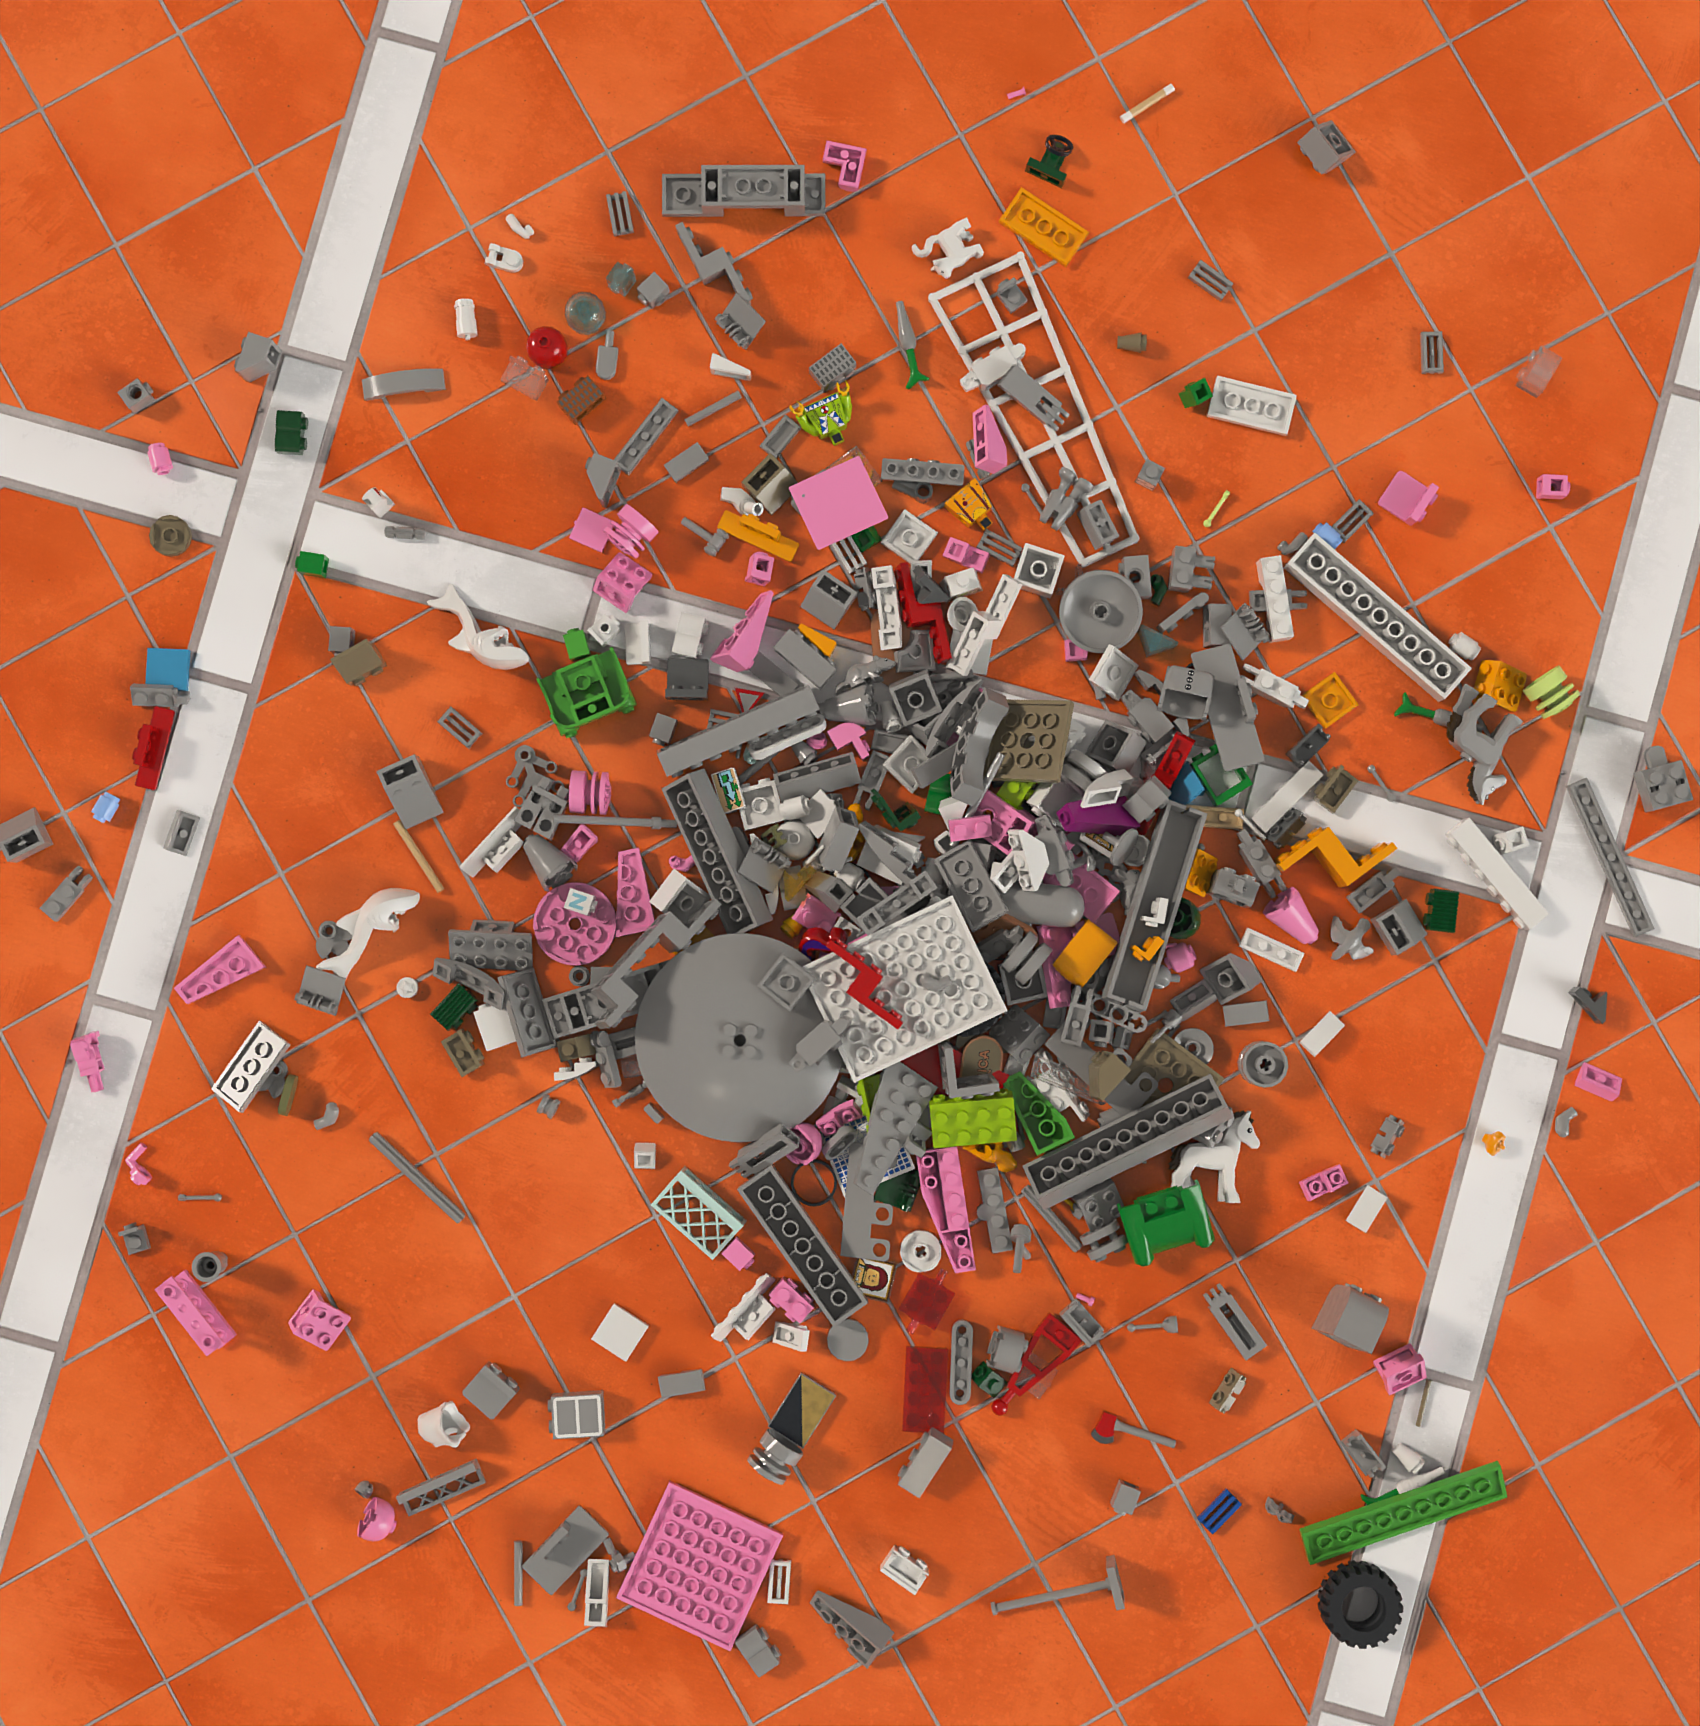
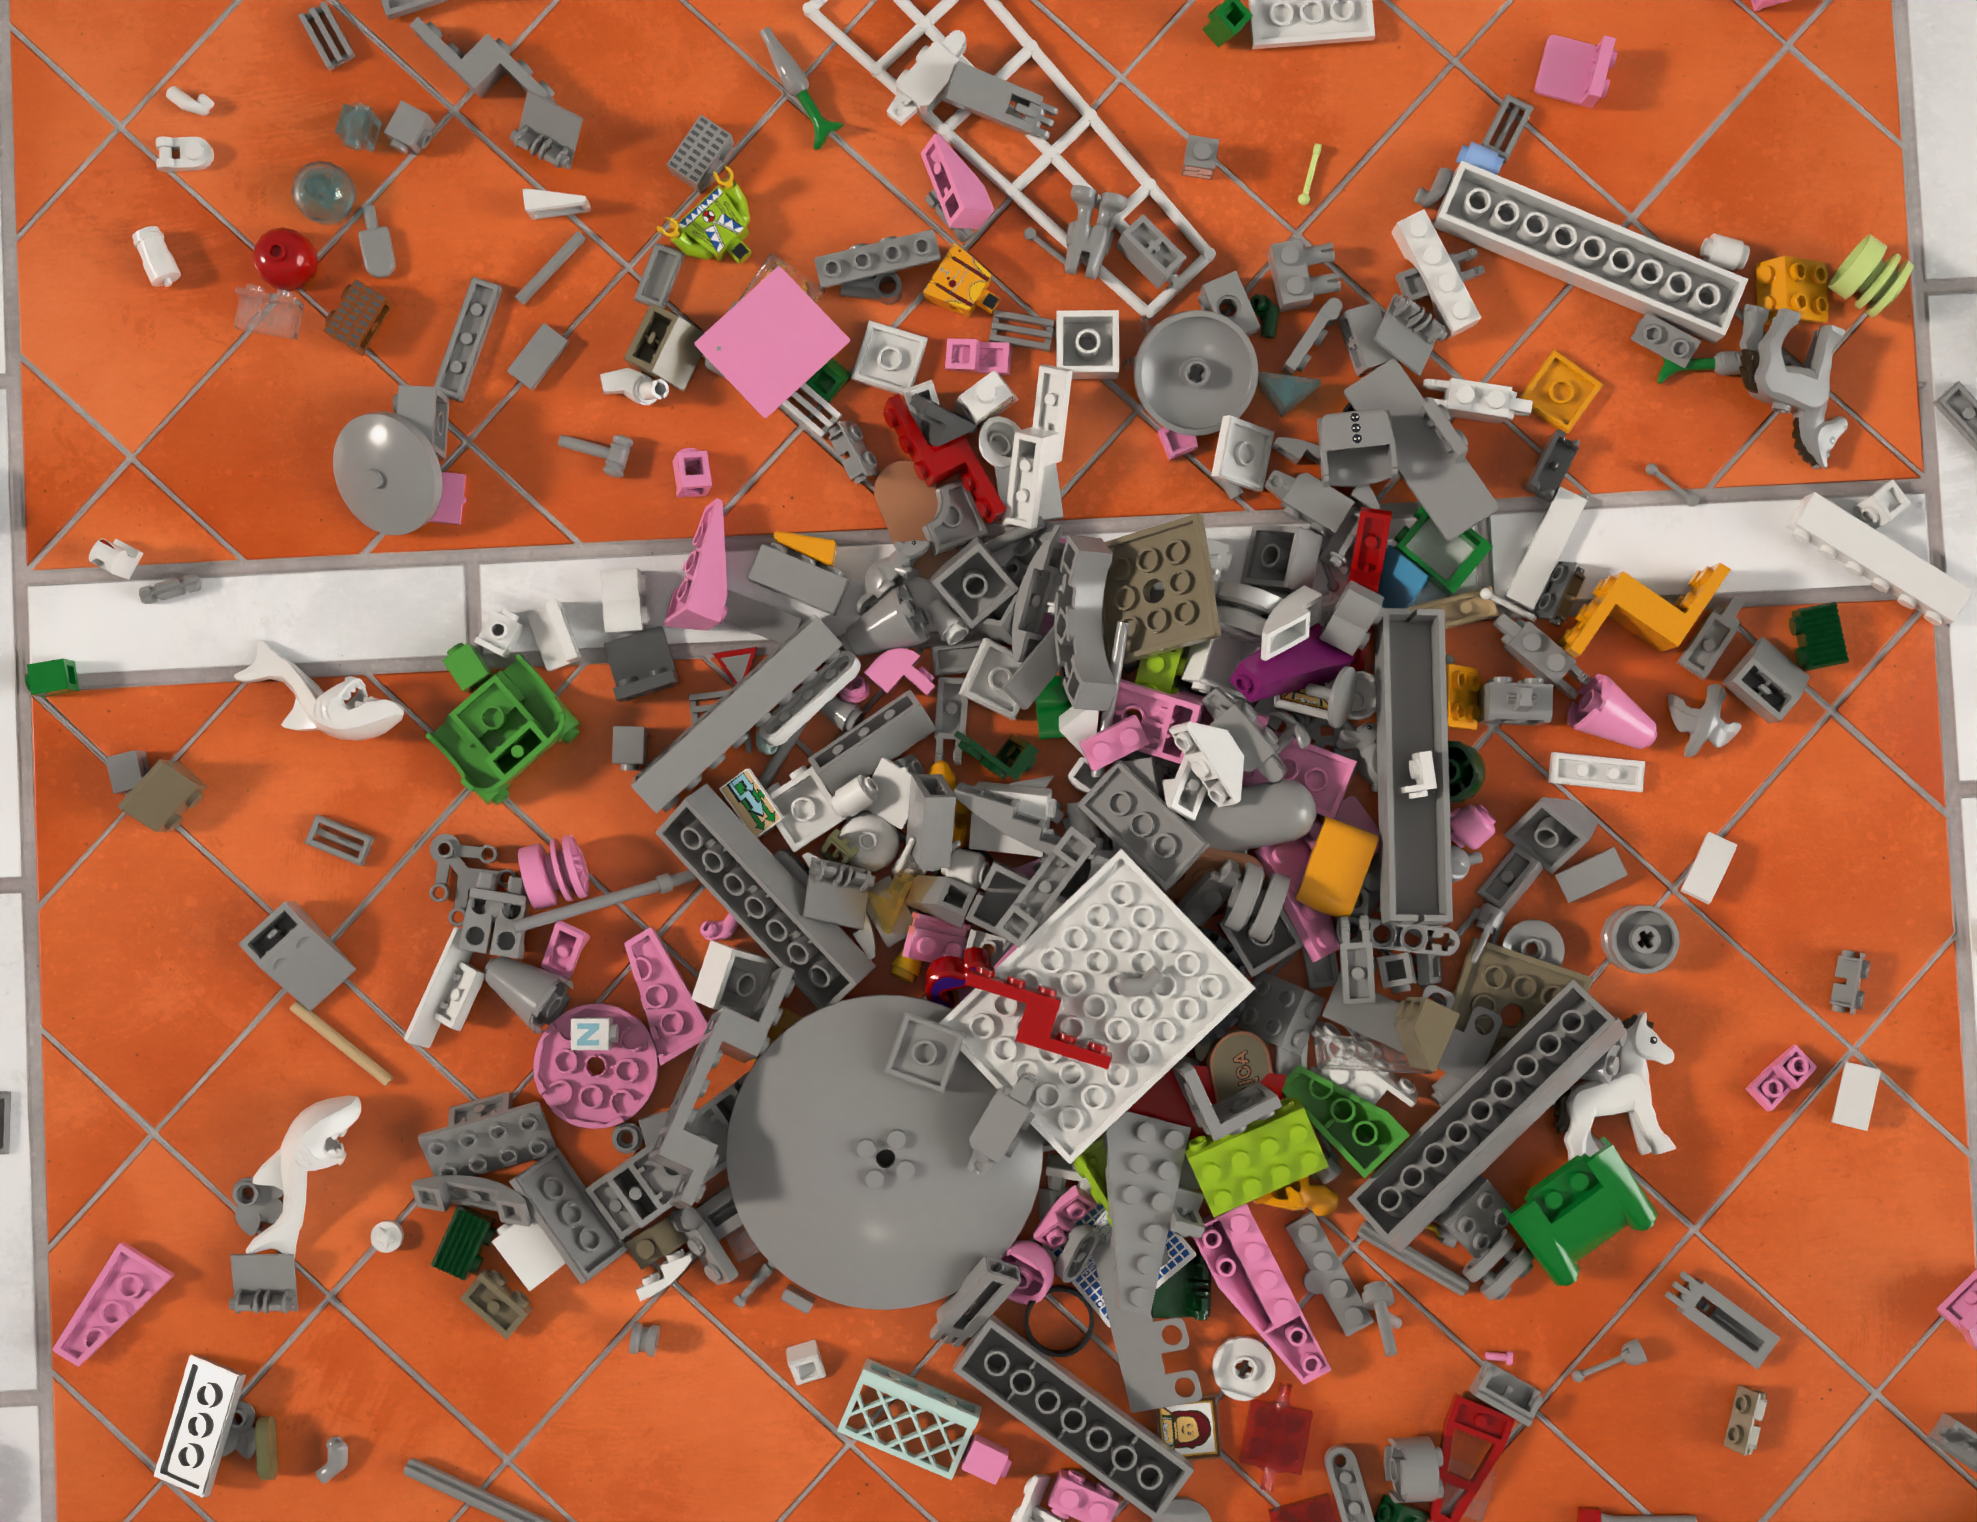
camera: 15 degrees left, 0 degrees up
(403, 382) = (97, 375): light grey slope -> none
(567, 505) = (387, 473): none -> light grey dish
(621, 581) = (501, 556): bright pink bracket -> none
(630, 531) = (489, 480): bright pink wheel -> none
(758, 534) = (674, 424): light orange bracket -> none
(828, 599) = (804, 483): light grey slope -> none
(888, 607) = (892, 466): white slope -> none
(1150, 947) = (1428, 829): light orange bracket -> none
(1335, 789) = (1610, 514): dark tan bracket -> none
(1352, 1317) = (1892, 1260): light grey brick -> none
(1407, 689) = (1665, 339): none -> light grey hinge

